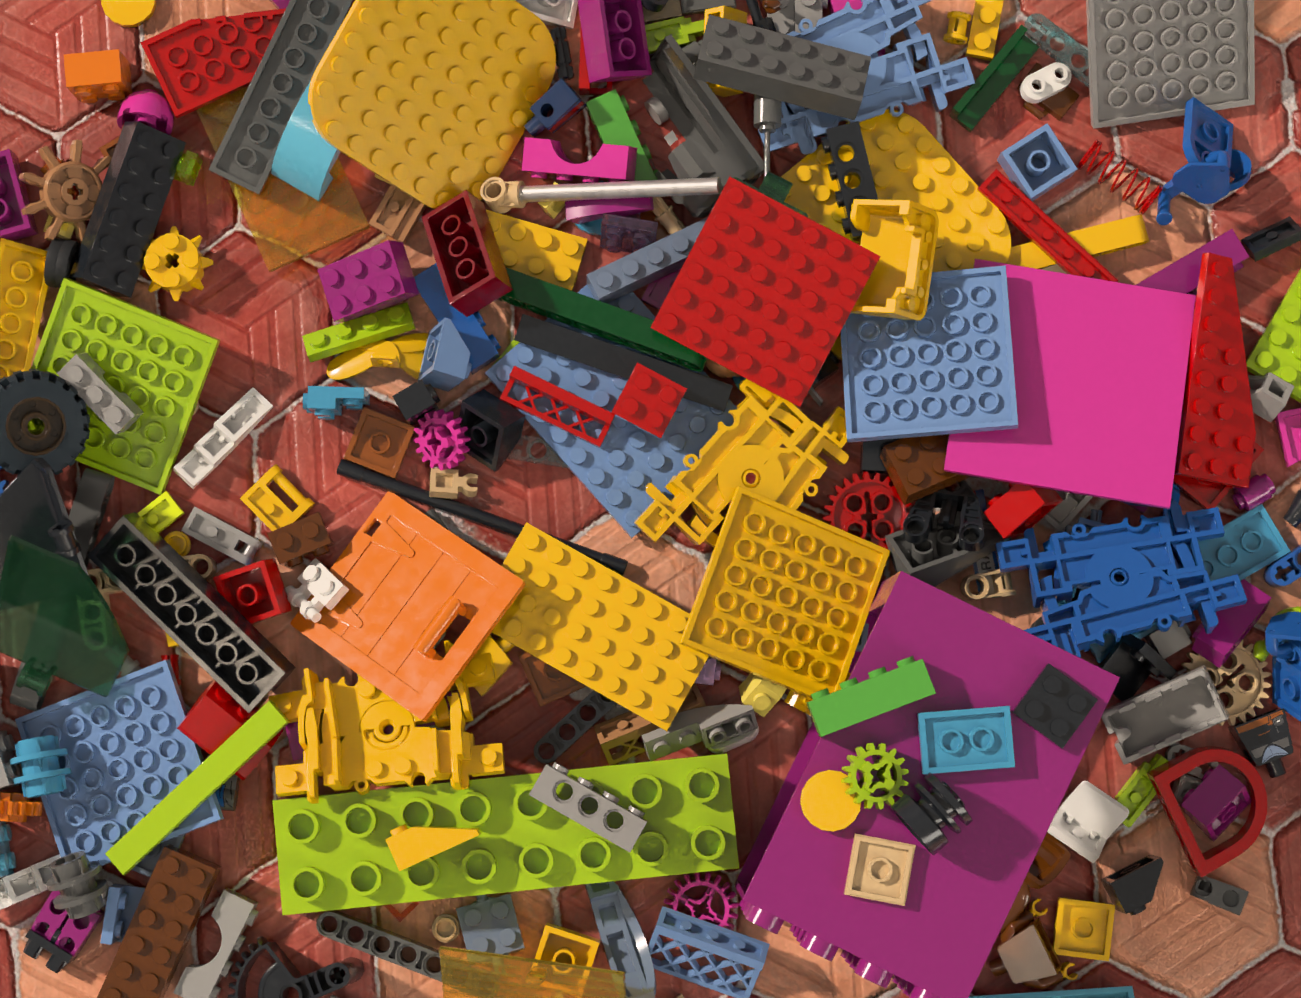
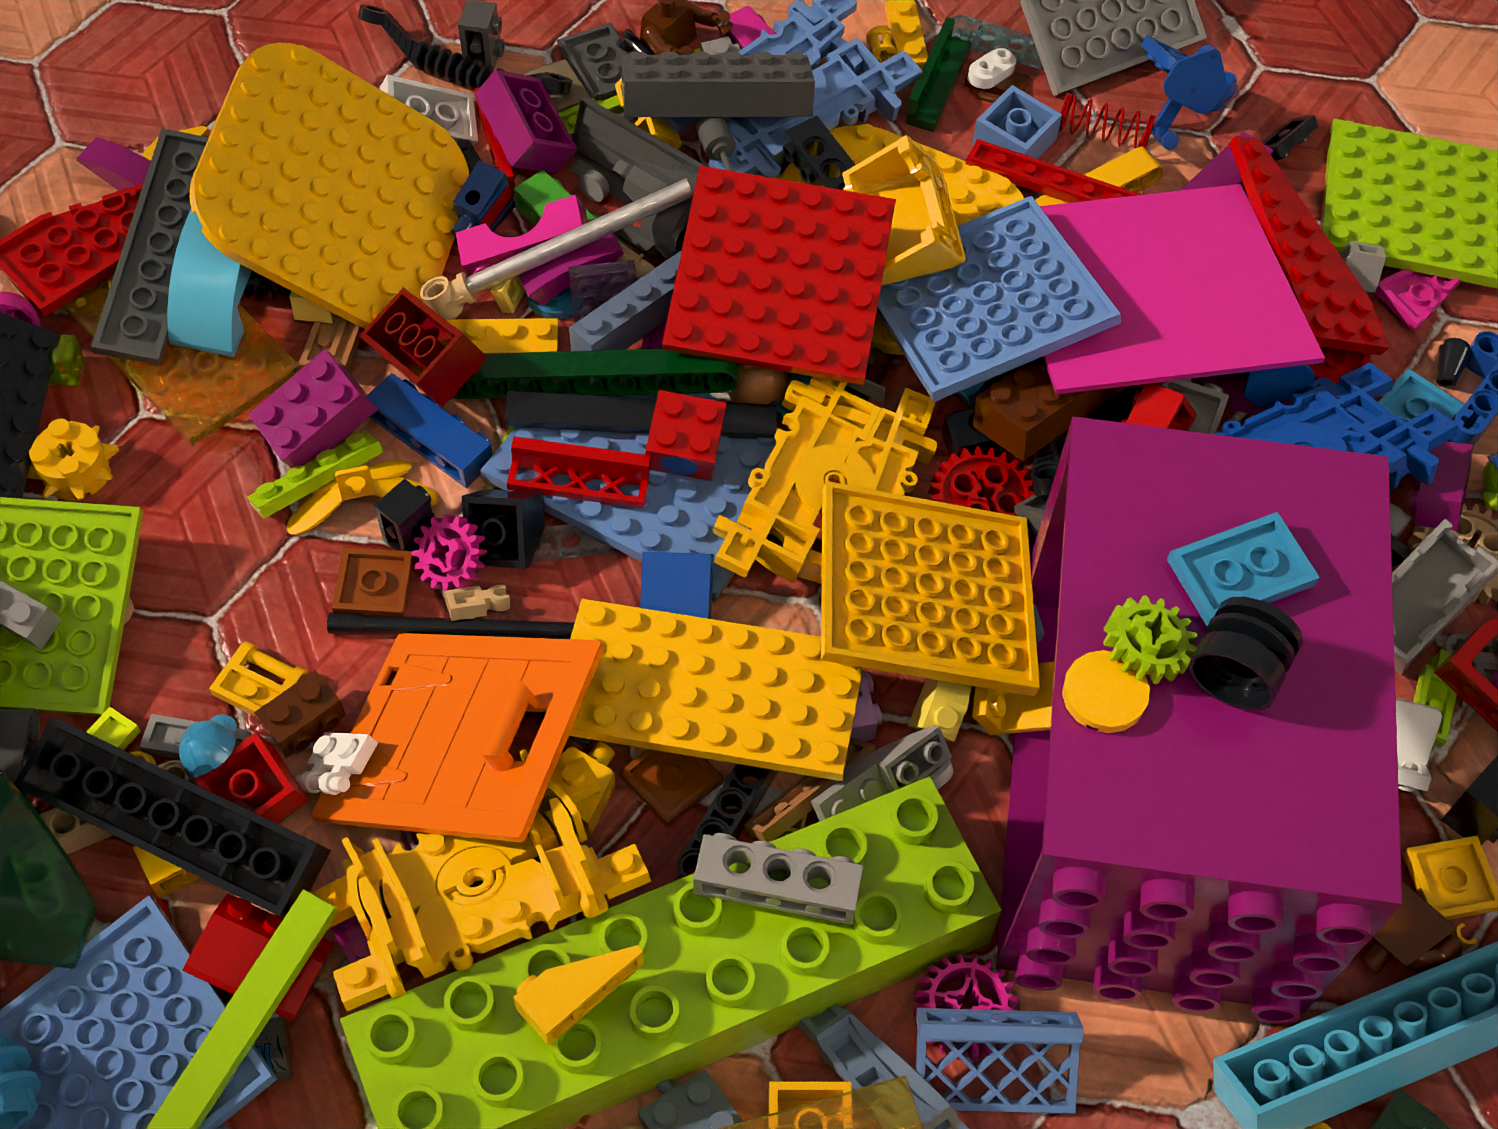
camera: 20 degrees left, 25 degrees down
(223, 438) = (172, 633): white slope -> none
(230, 555) = (207, 745): none -> dark azure piece
(328, 400) = (301, 540): dark azure plate -> none
(445, 357) = (430, 458): medium blue slope -> none
(603, 524) = (677, 583): none -> blue tile
(870, 697) = (1100, 552): bright green brick -> none
(879, 869) = (1207, 757): tan tile -> none
(1054, 706) = (1329, 504): black plate -> none
(1259, 491) = (1396, 359): magenta brick -> none

